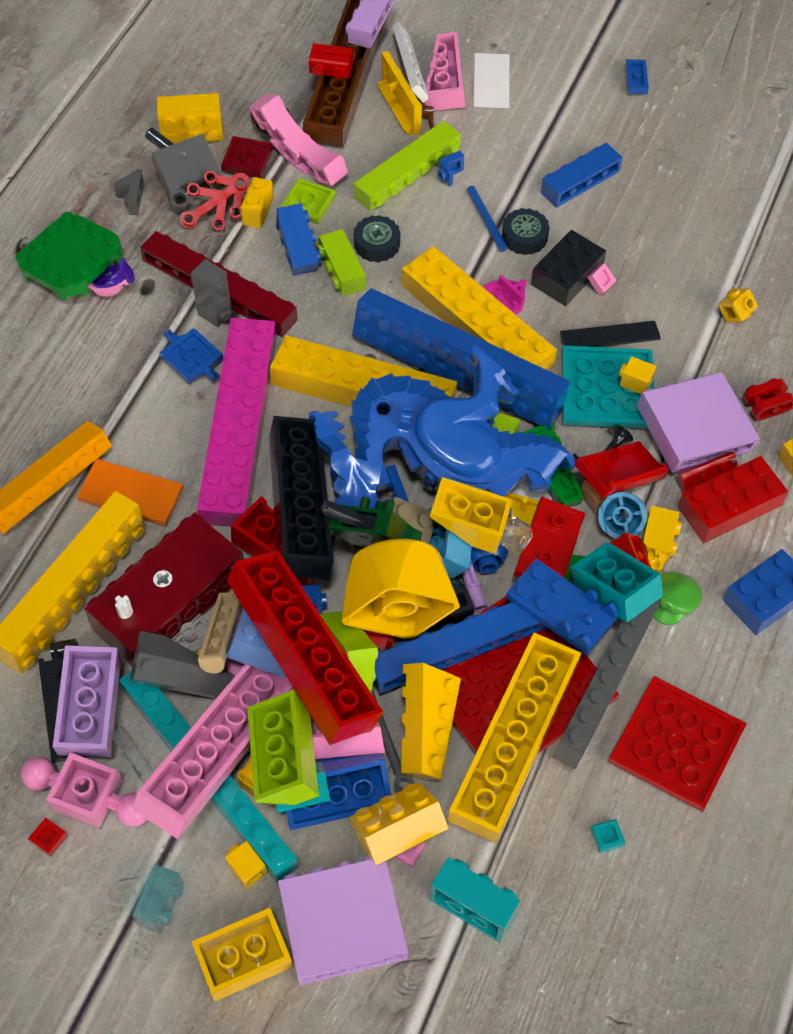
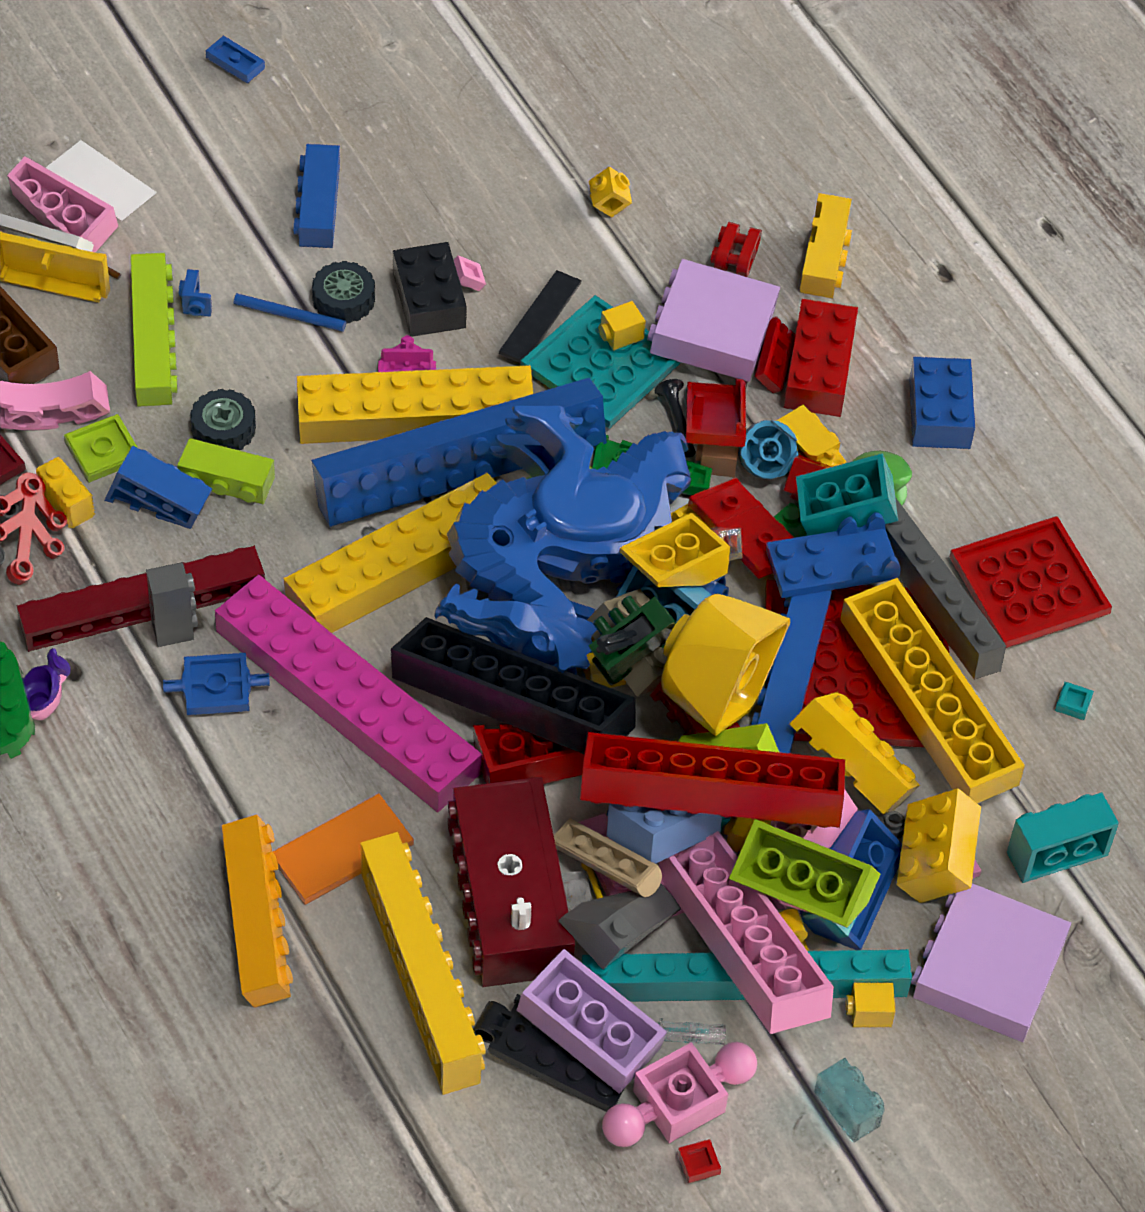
camera: 55 degrees left, 5 degrees down
(242, 954) = (966, 1060): yellow brick -> none

